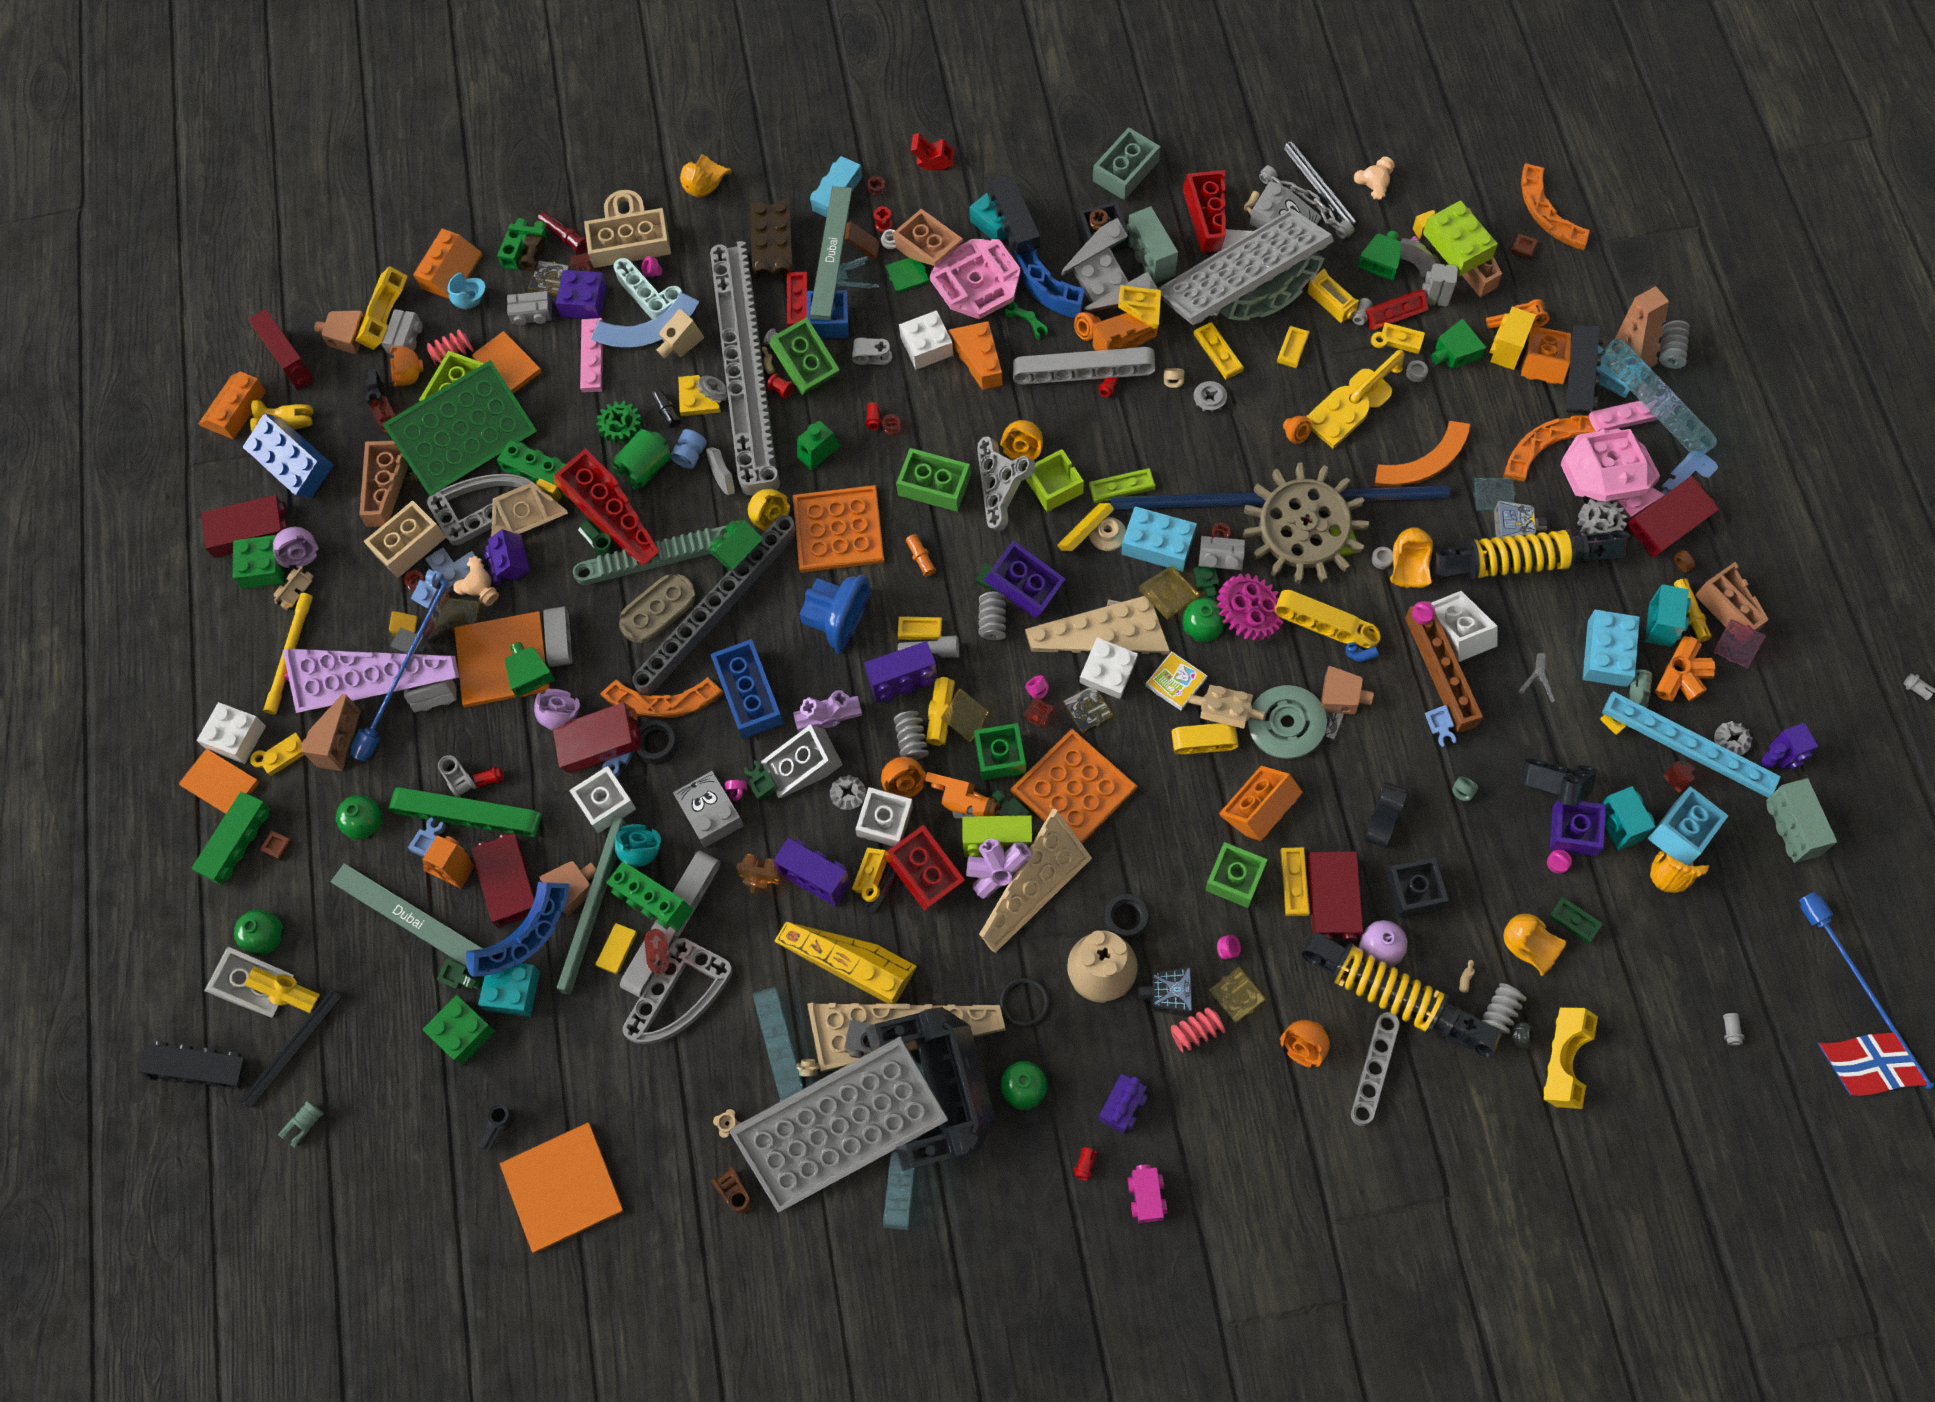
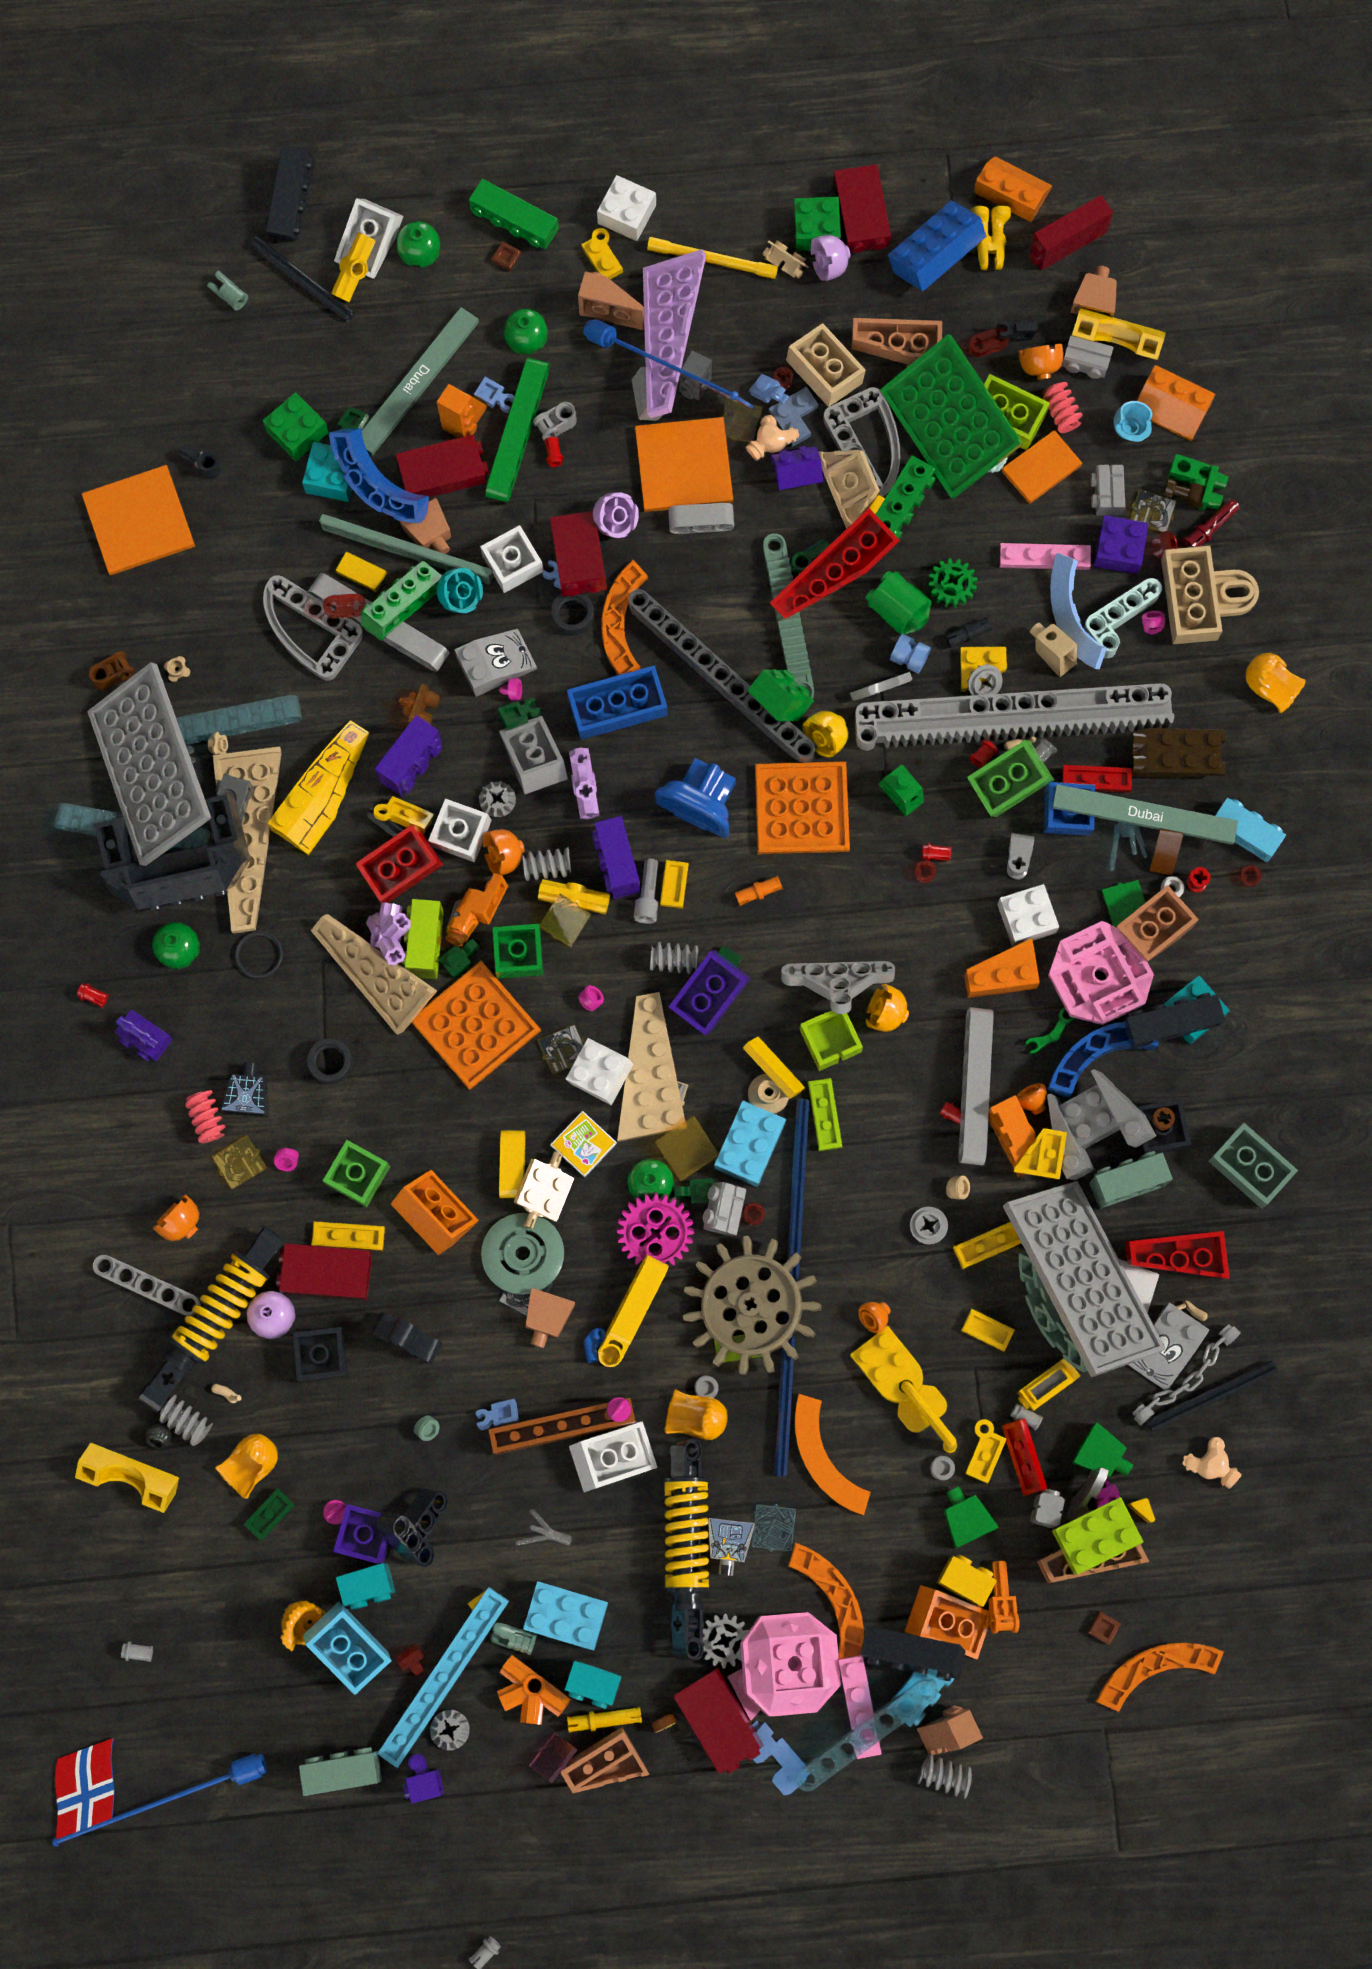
camera: 90 degrees right, 10 degrees up
(217, 781) = (577, 200): orange tile -> none
(402, 620) = (732, 367): yellow slope -> none
(526, 670) = (662, 485): green torso -> none
(657, 608) = (726, 618): dark tan tile -> none
(932, 155) = (1286, 941): red brick -> none
(933, 479) = (844, 909): bright green brick -> none
(1038, 712) = (563, 998): clear red tile -> none
(1101, 979) = (292, 1038): tan cone -> none
(1146, 1188) = (53, 1047): dark pink brick -> none

